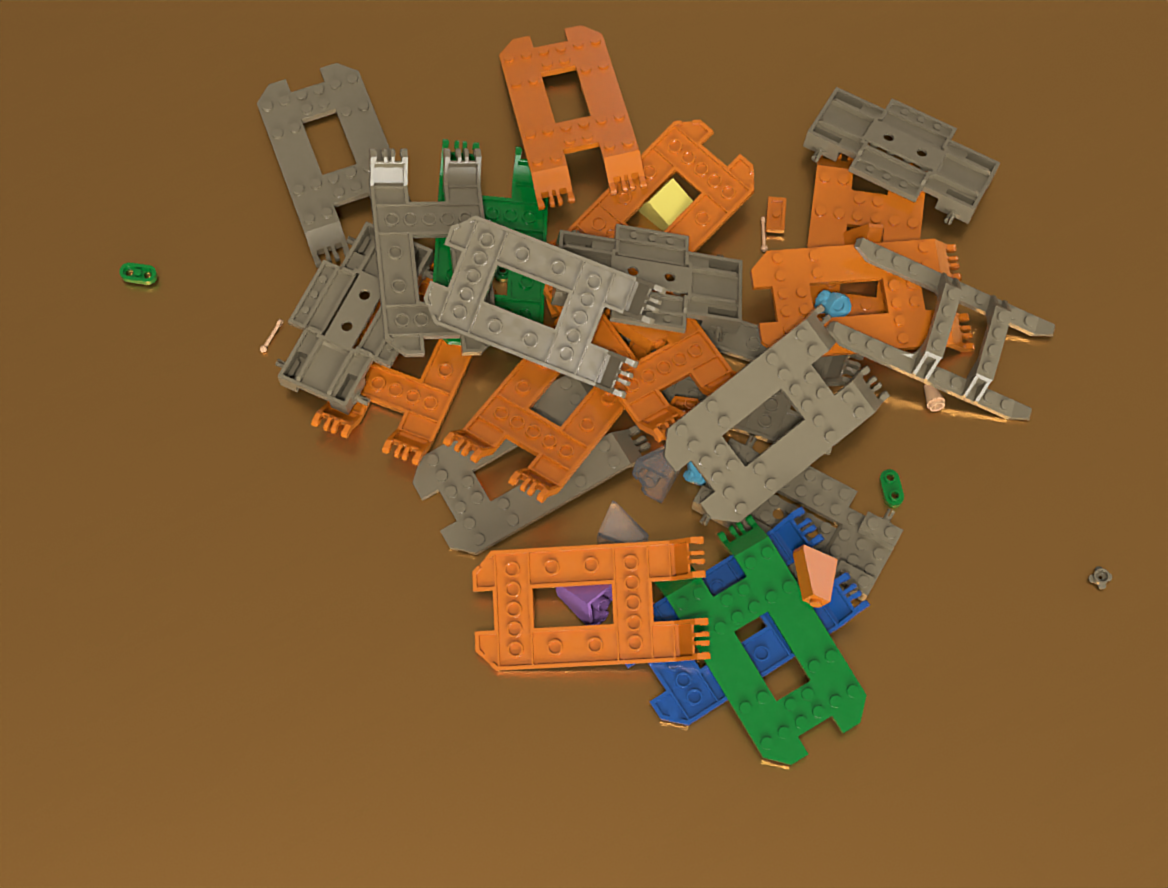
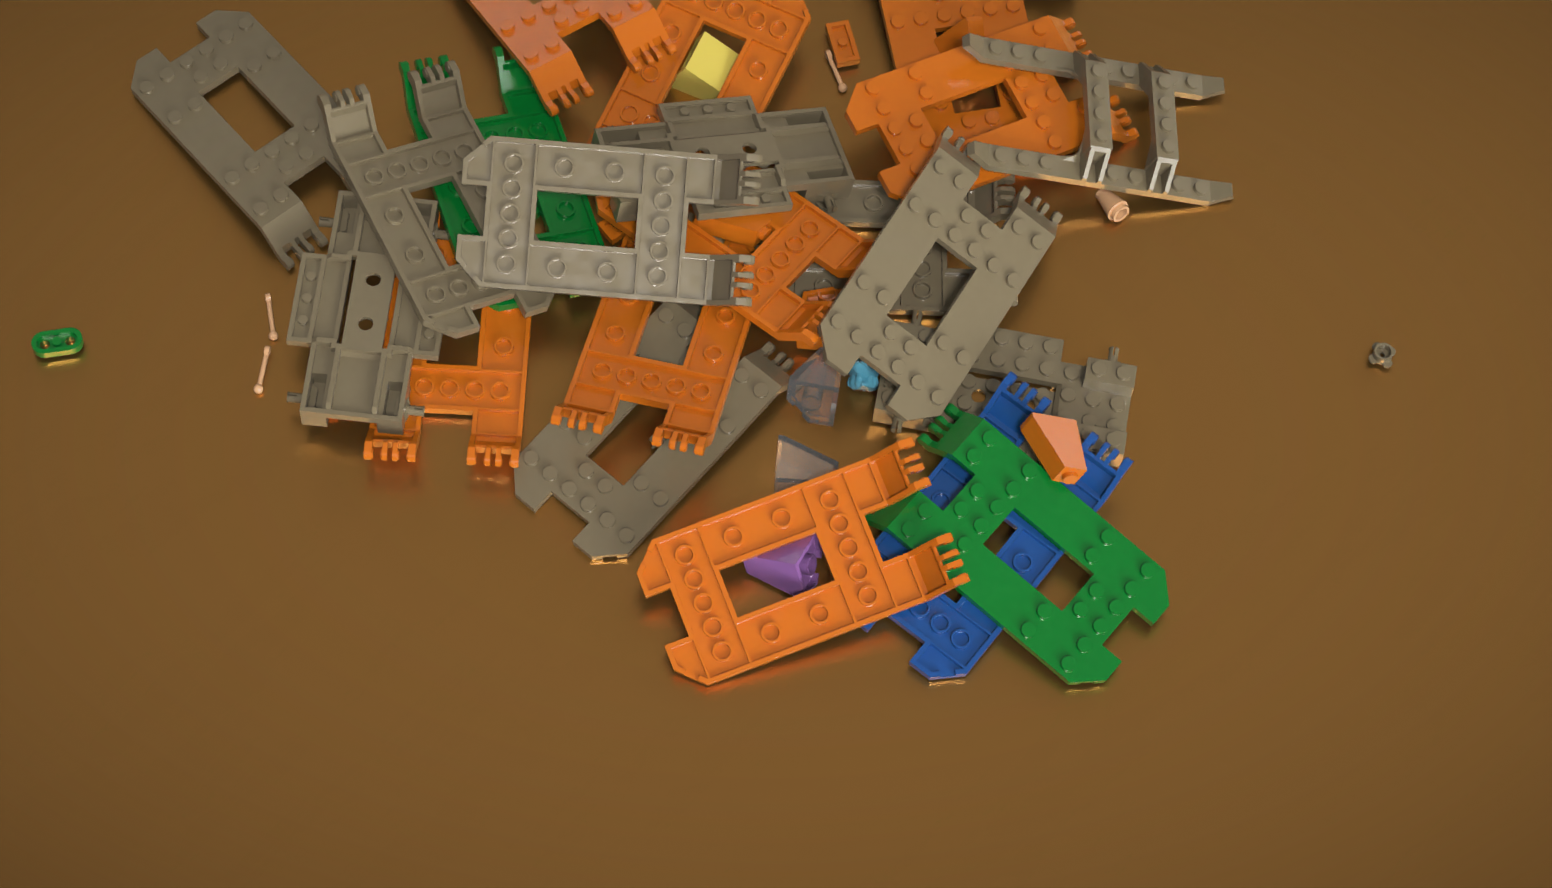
camera: 25 degrees left, 5 degrees down
(288, 312) = (273, 335): none -> light nougat hinge
(834, 303) = (960, 121): medium azure hair -> none
(891, 487) = (1101, 324): green plate -> none

